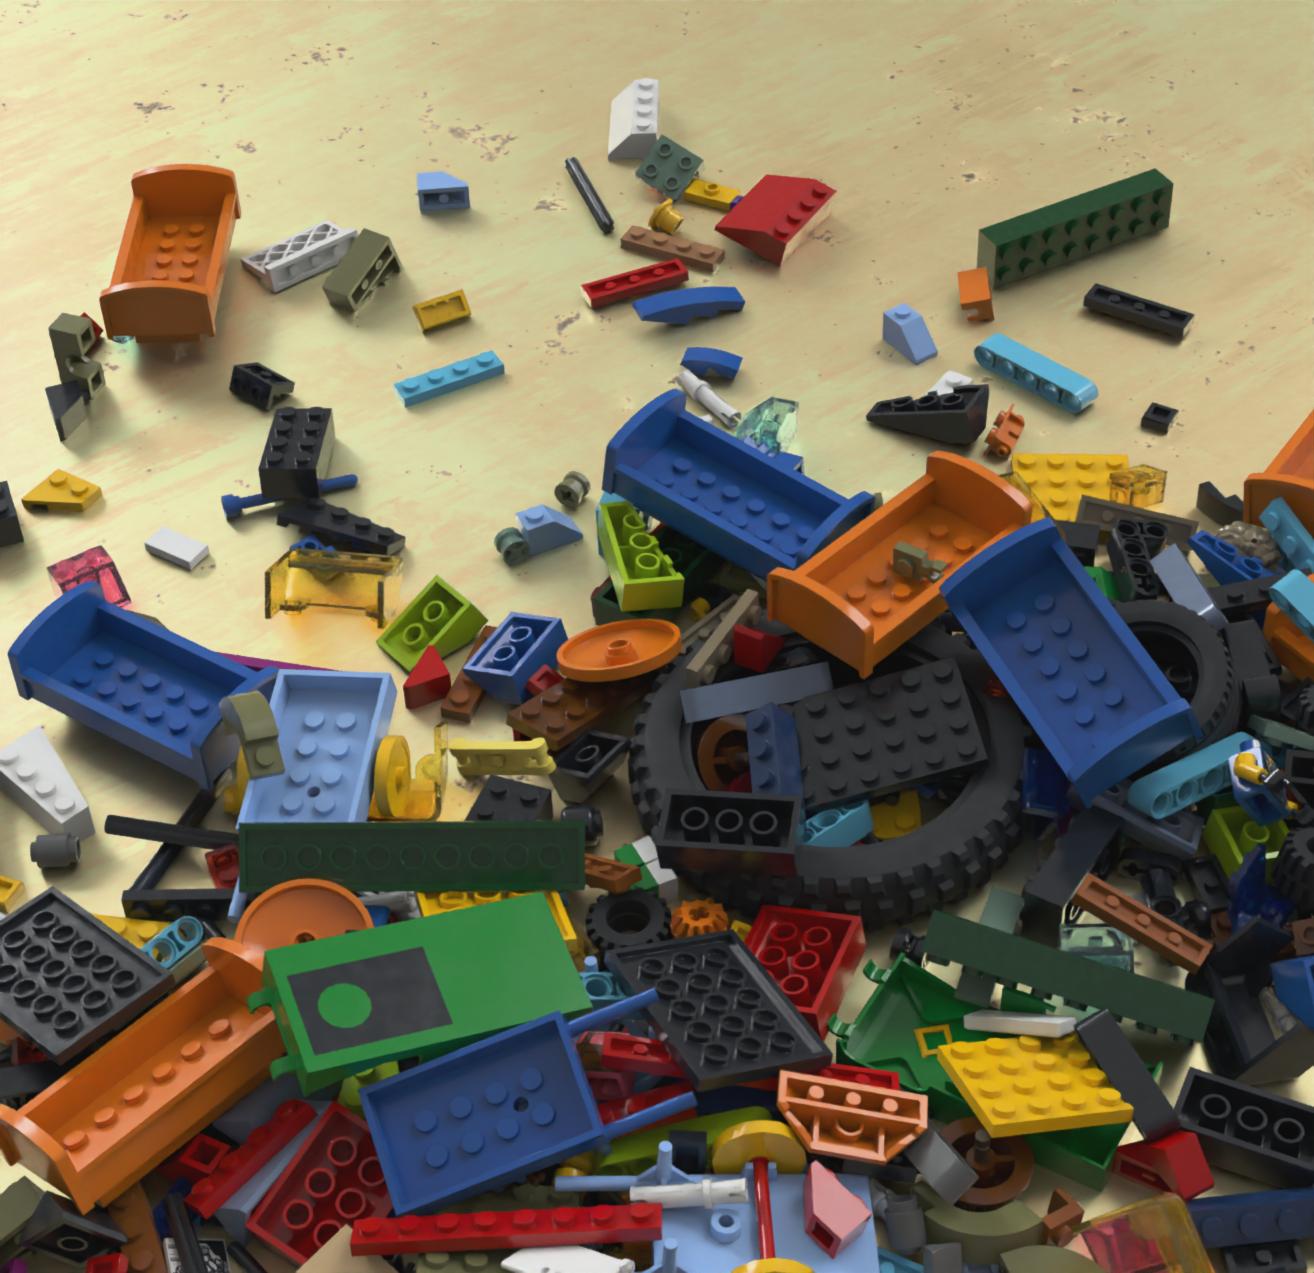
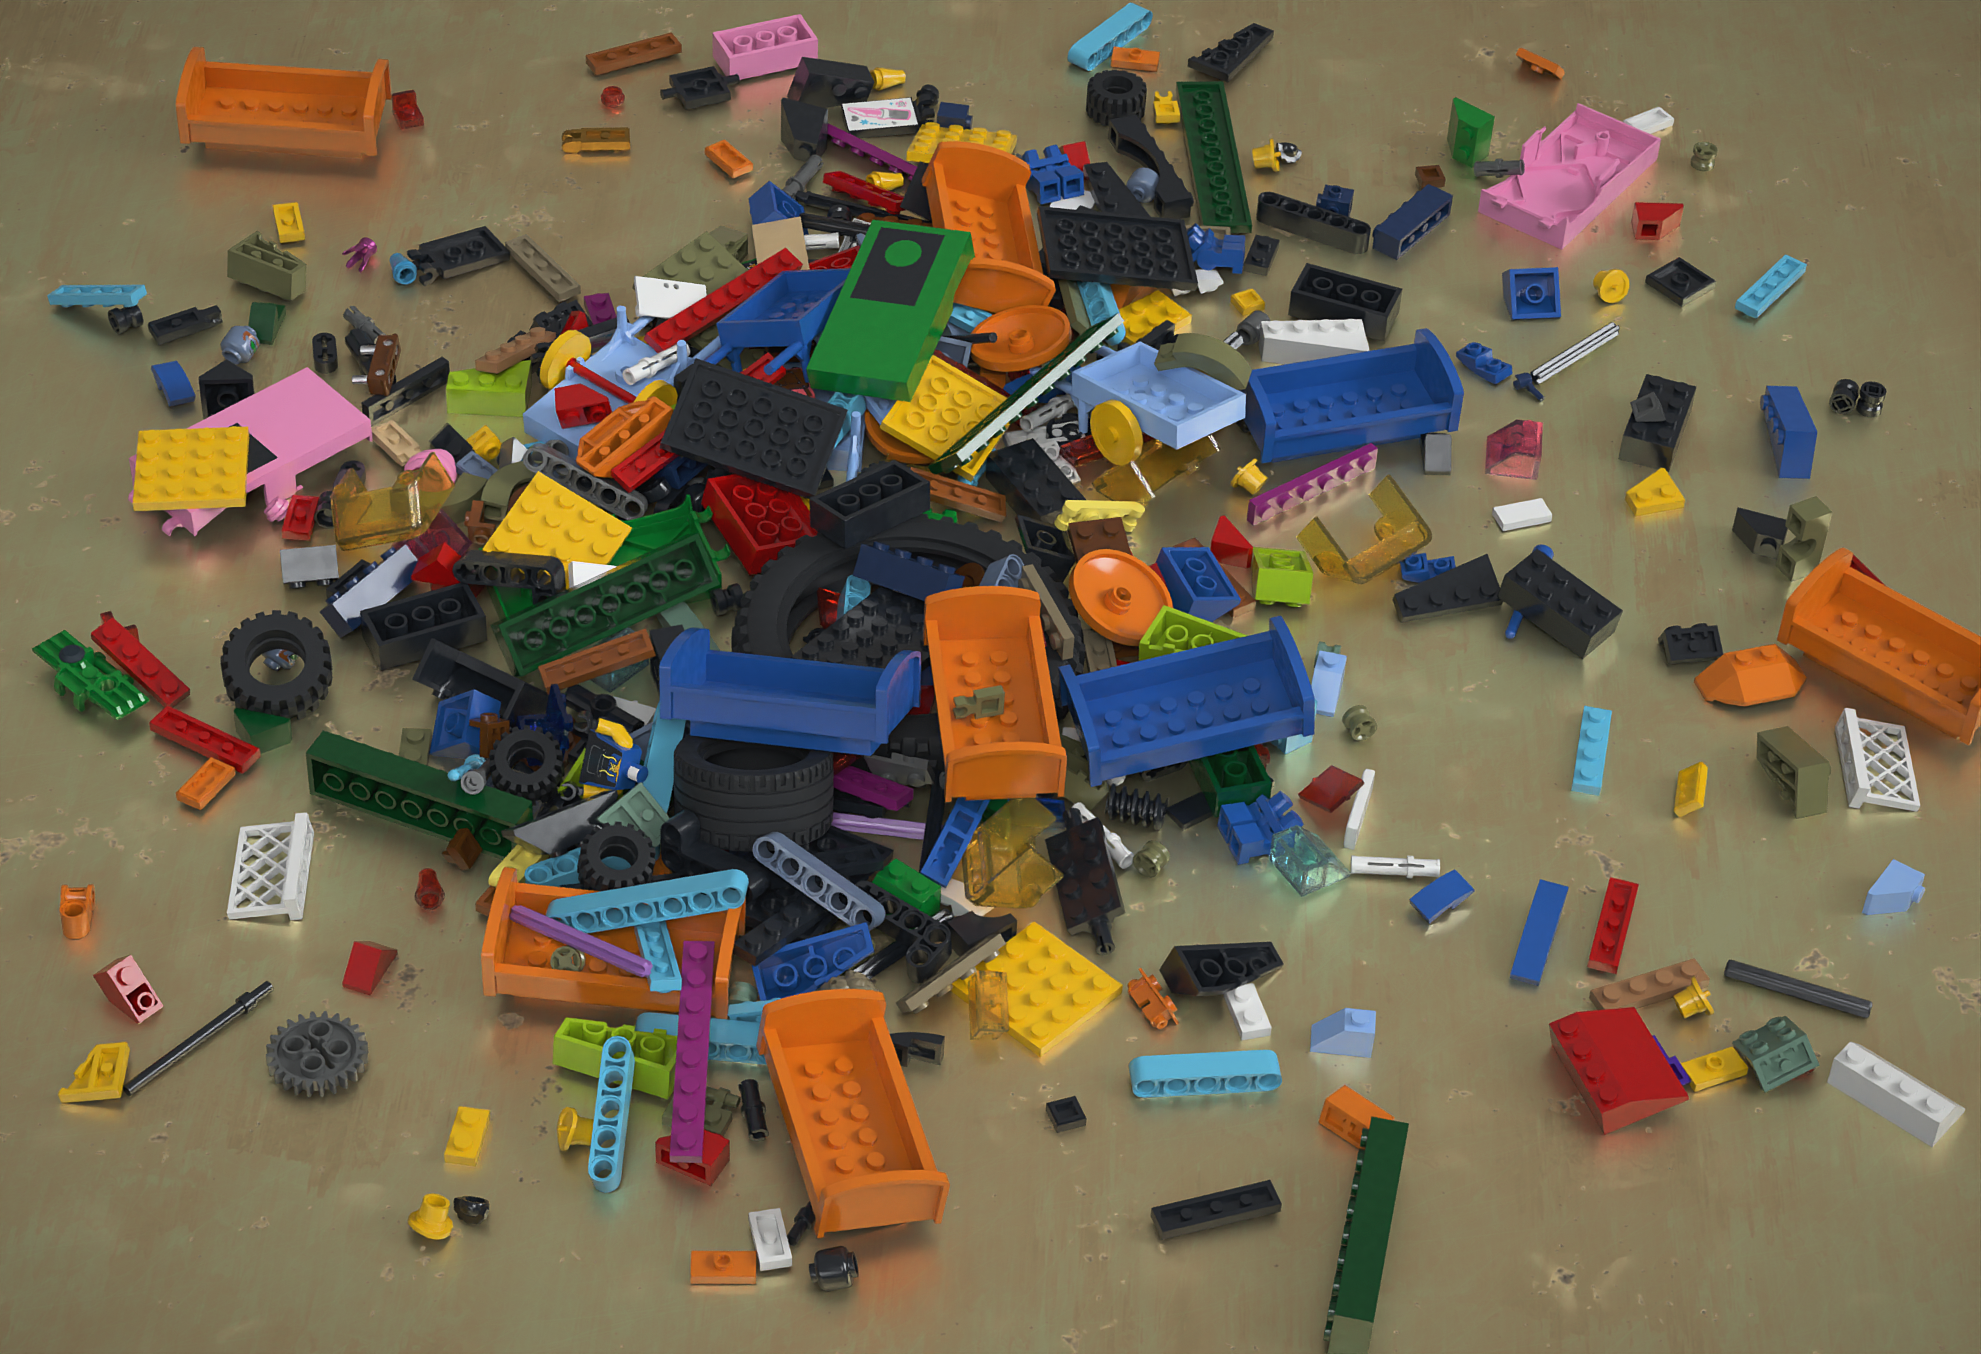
camera: 125 degrees right, 0 degrees up
(270, 339) = (1751, 677): none -> orange wedge
(593, 821) = (1004, 523): black head -> none

